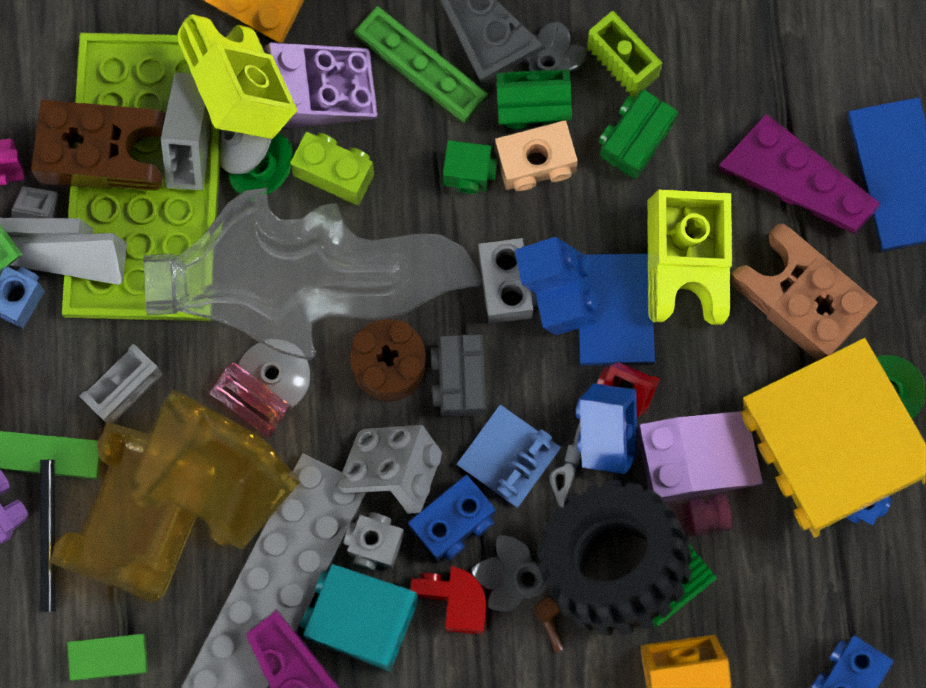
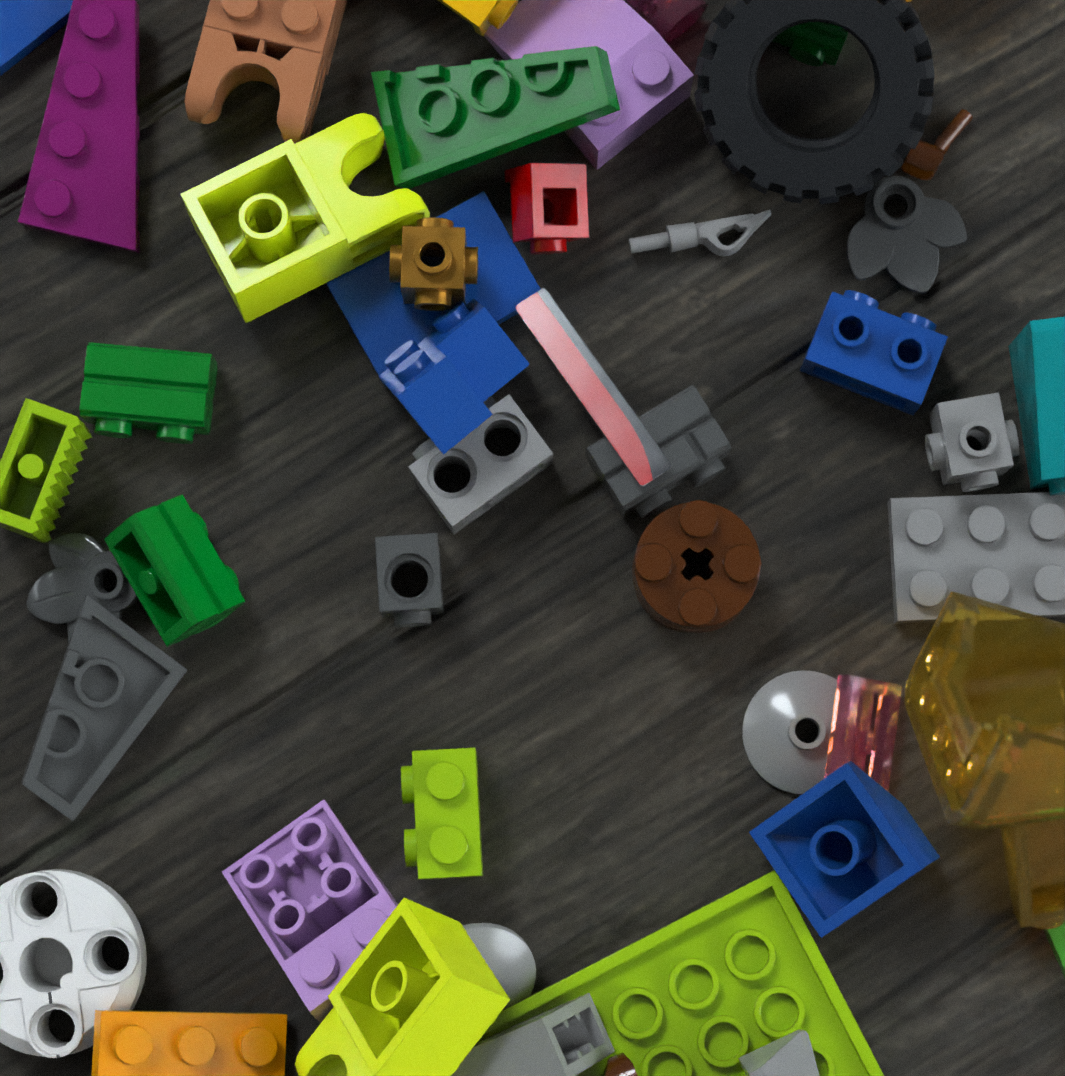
camera: 120 degrees left, 5 degrees up
(121, 385) = (948, 949): light grey hinge -> none
(199, 356) = (843, 846): none -> blue slope
(270, 171) = (530, 907): green dish -> none
(289, 273) = (656, 784): clear piece -> none
(393, 460) = (848, 478): light grey bracket -> none
(420, 64) = (205, 778): bright green tile -> none
(464, 595) = (972, 281): red brick -> none
(468, 167) = (334, 611): green brick -> none
(471, 228) = (409, 551): none -> dark grey brick
(509, 455) = (734, 326): medium blue hinge -> none
(513, 356) = (593, 387): none -> sticker
(549, 140) = (230, 505): light nougat brick -> none
(607, 428) = (628, 194): brick -> none
(622, 319) = (435, 286): none -> pearl gold brick
(697, 375) = (476, 111): none -> green wing

